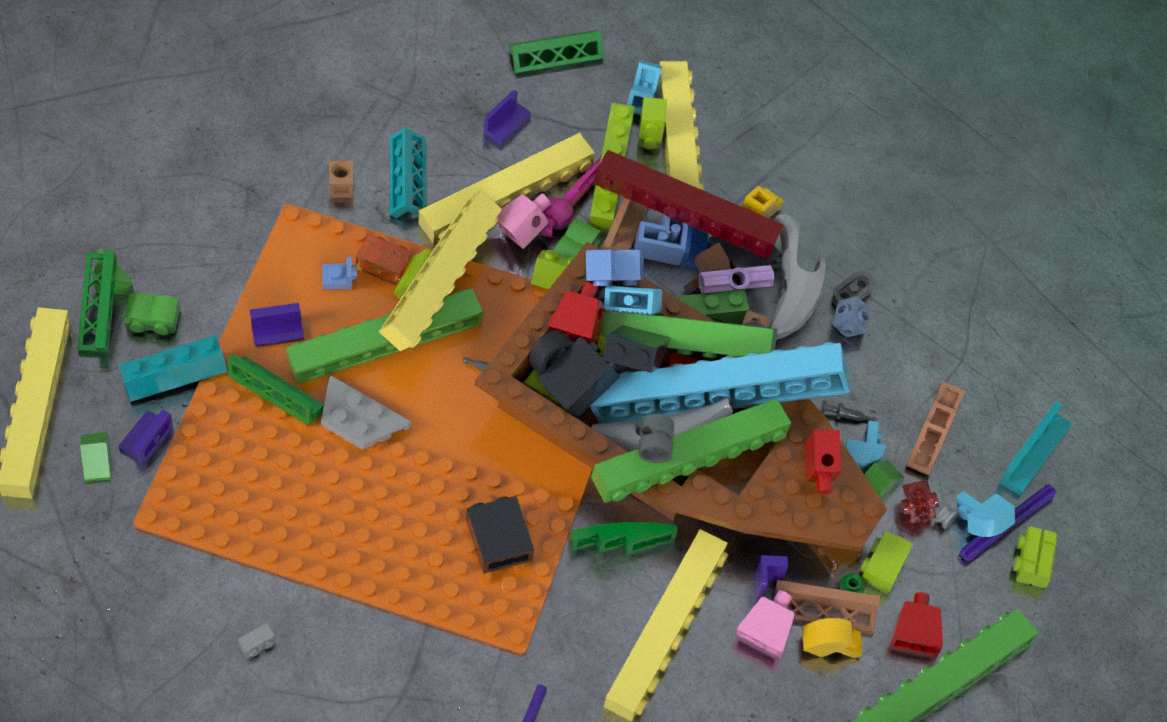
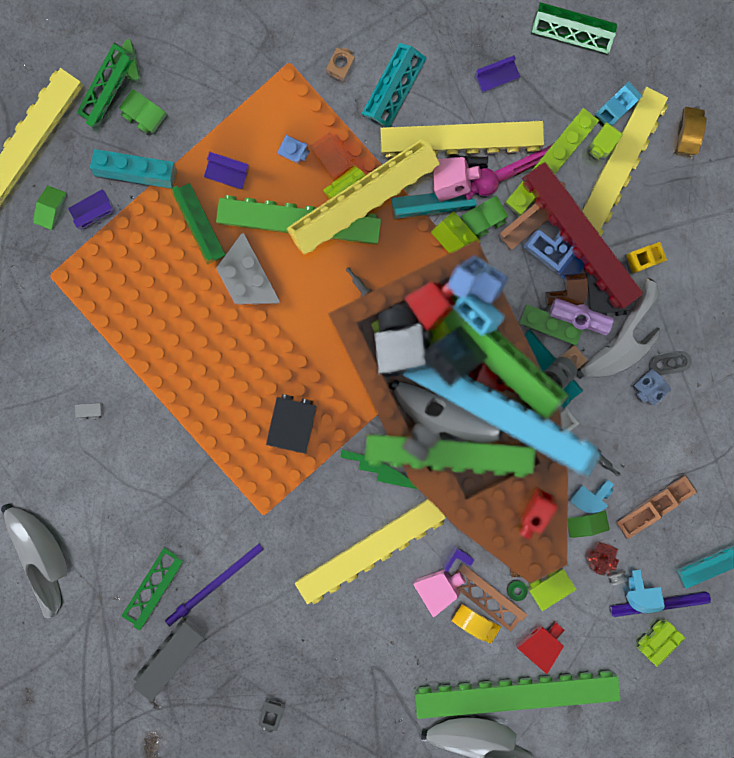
camera: 40 degrees right, 30 degrees up
(514, 259) = (428, 205): none -> teal fence
(730, 81) = (692, 130): none -> pearl gold brick

